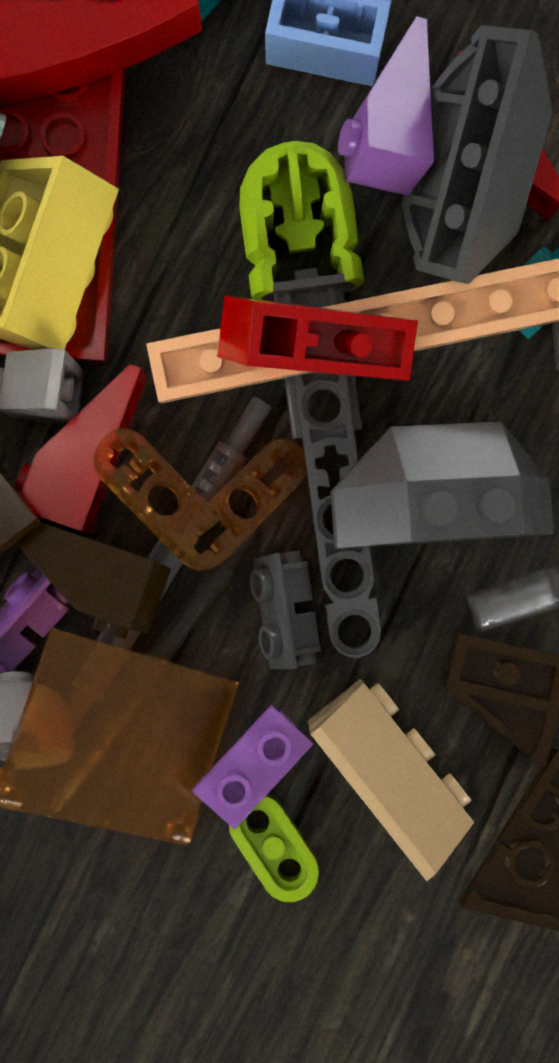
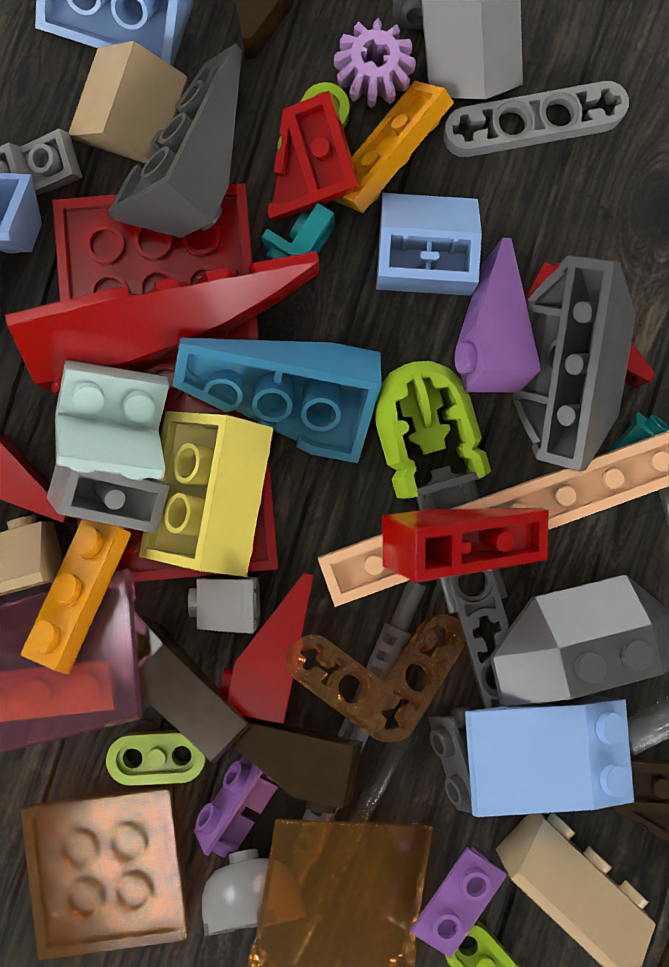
camera: 10 degrees left, 0 degrees up
(163, 156) = (301, 389): none -> dark azure wedge
(379, 610) = (549, 757): none -> light blue slope

